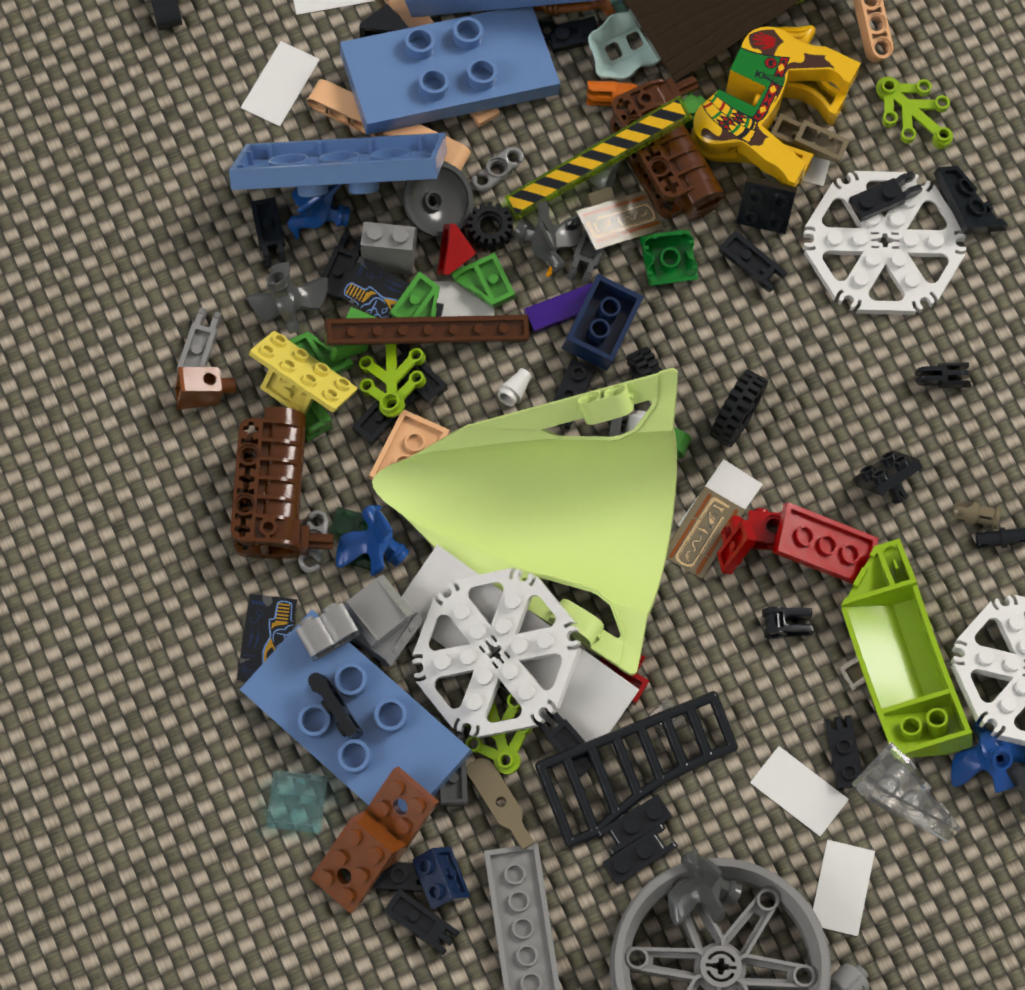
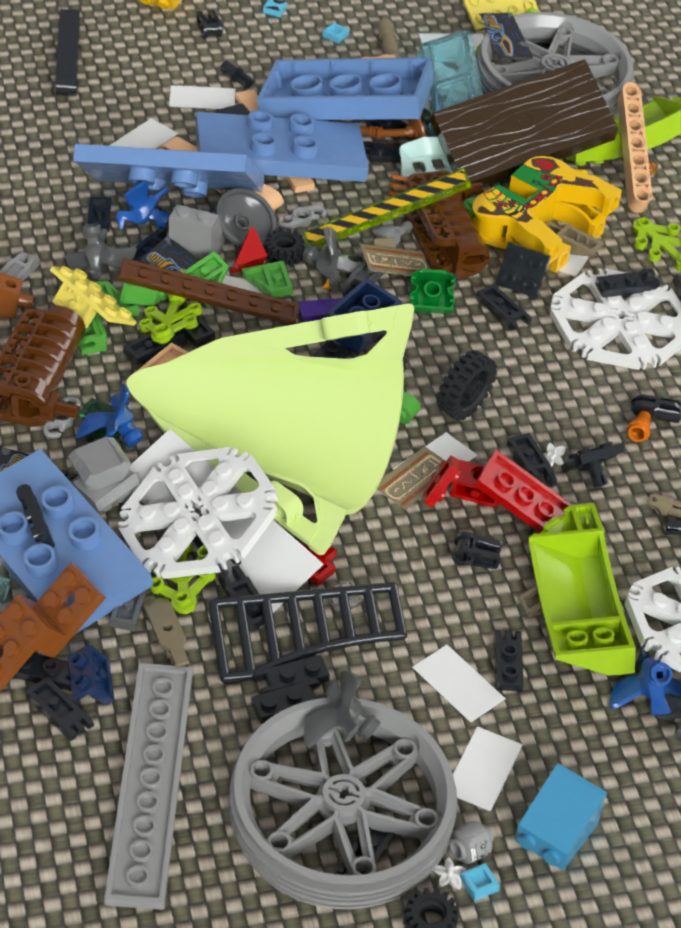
camera: 10 degrees right, 25 degrees down
(327, 631) = (48, 460): light grey brick -> none
(822, 482) = (531, 458): none -> black hinge
(843, 470) = (554, 454): none -> white plant
(896, 788) = (554, 687): clear wedge -> none
(927, 940) = (561, 817): none -> dark azure slope
(929, 407) = (639, 428): none -> orange cone

